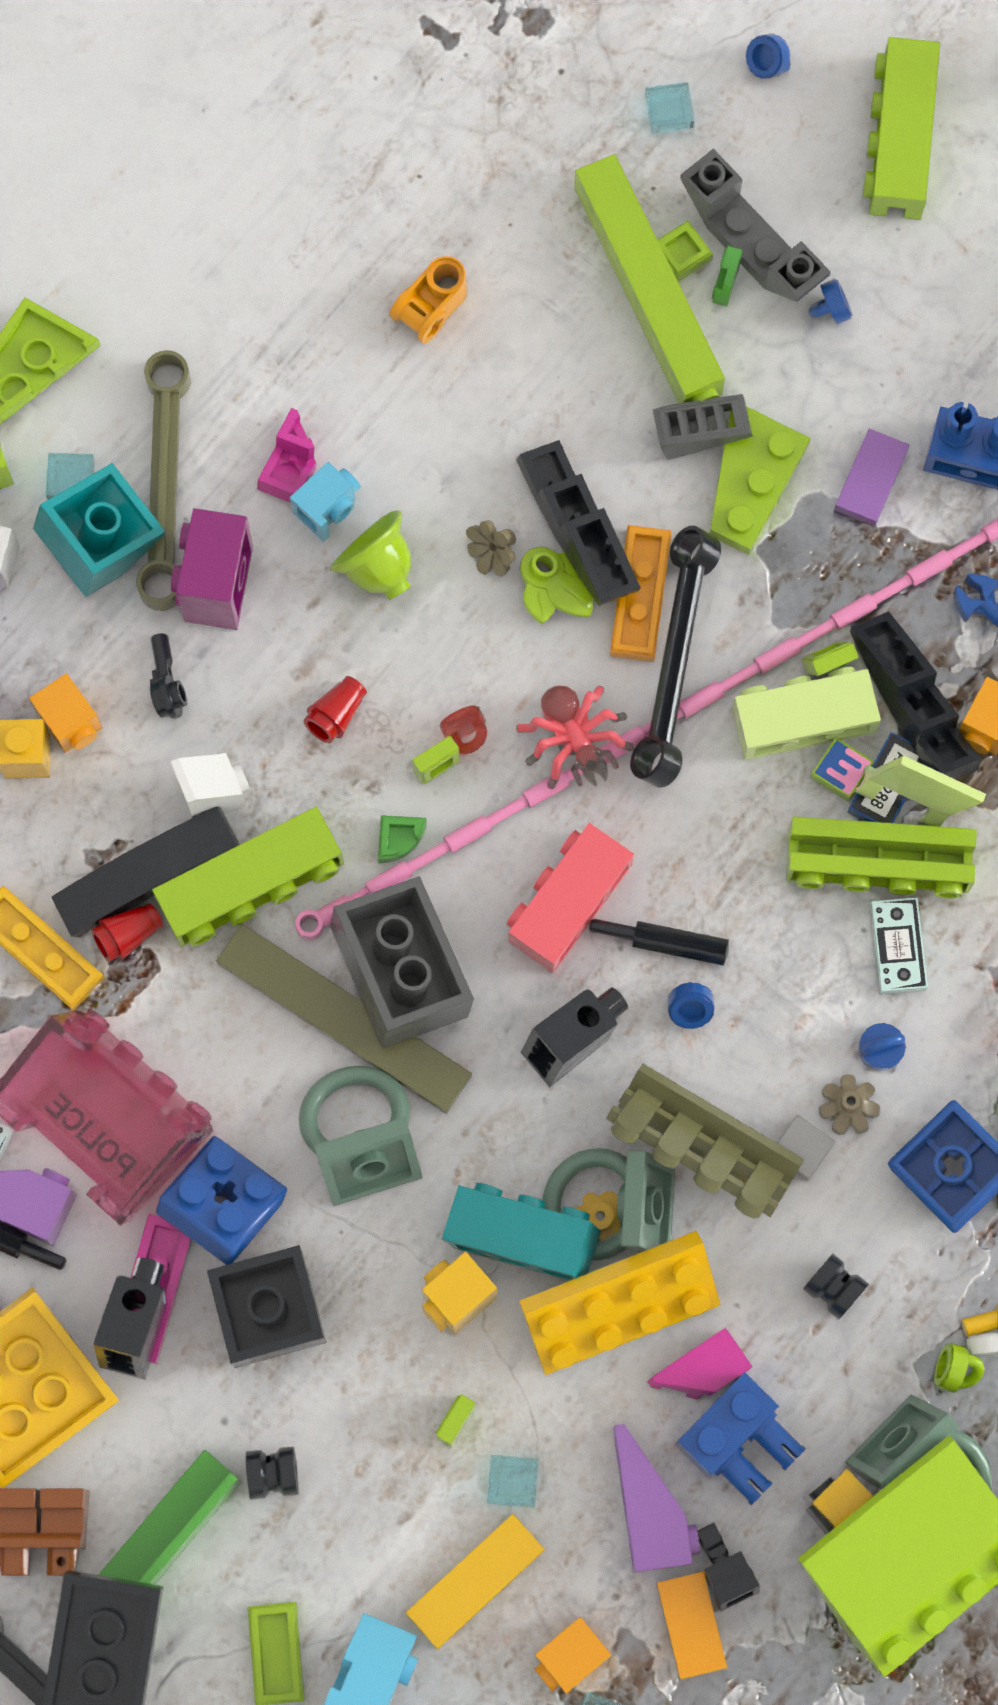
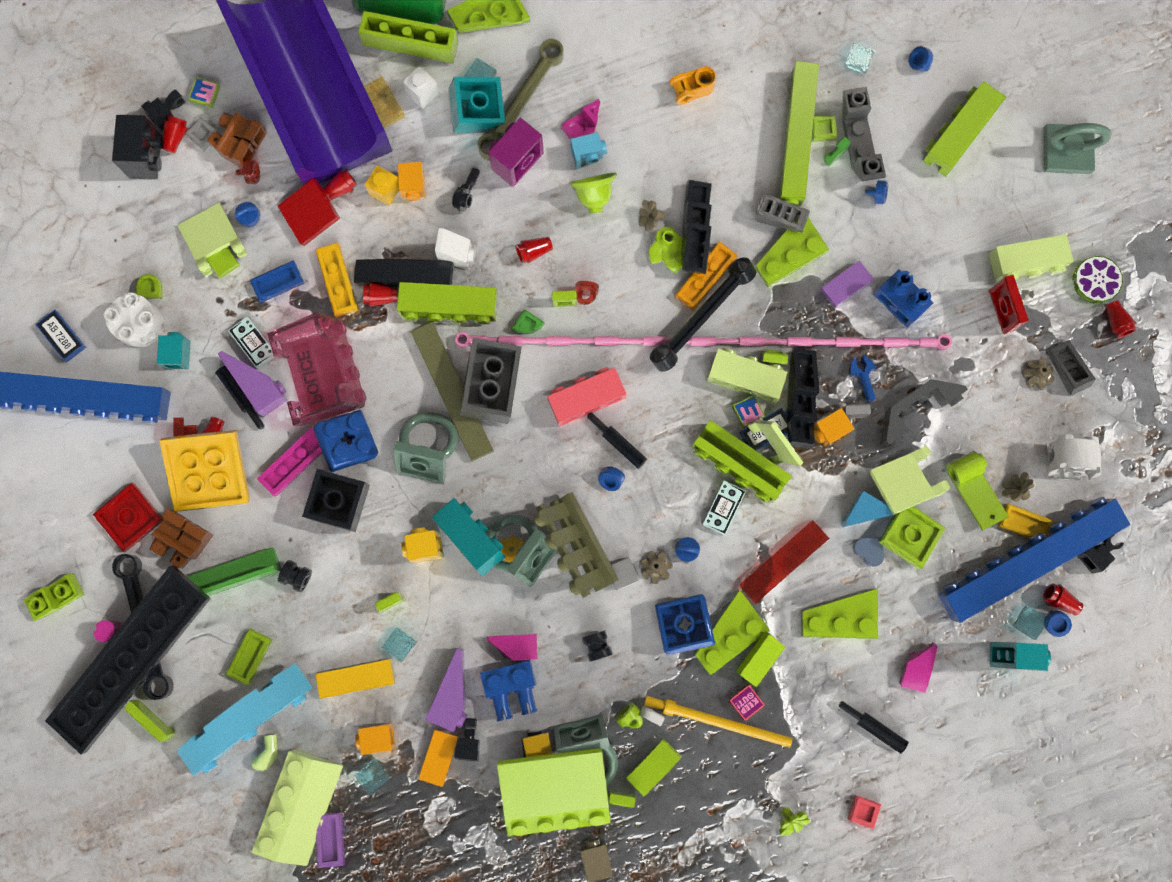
camera: 30 degrees right, 5 degrees up
(126, 1336) = (262, 474): black torso -> none
(573, 1033) = (539, 459): black torso -> none
(574, 734) = (634, 323): animal -> none
(620, 1302) = (493, 594): yellow plate -> none

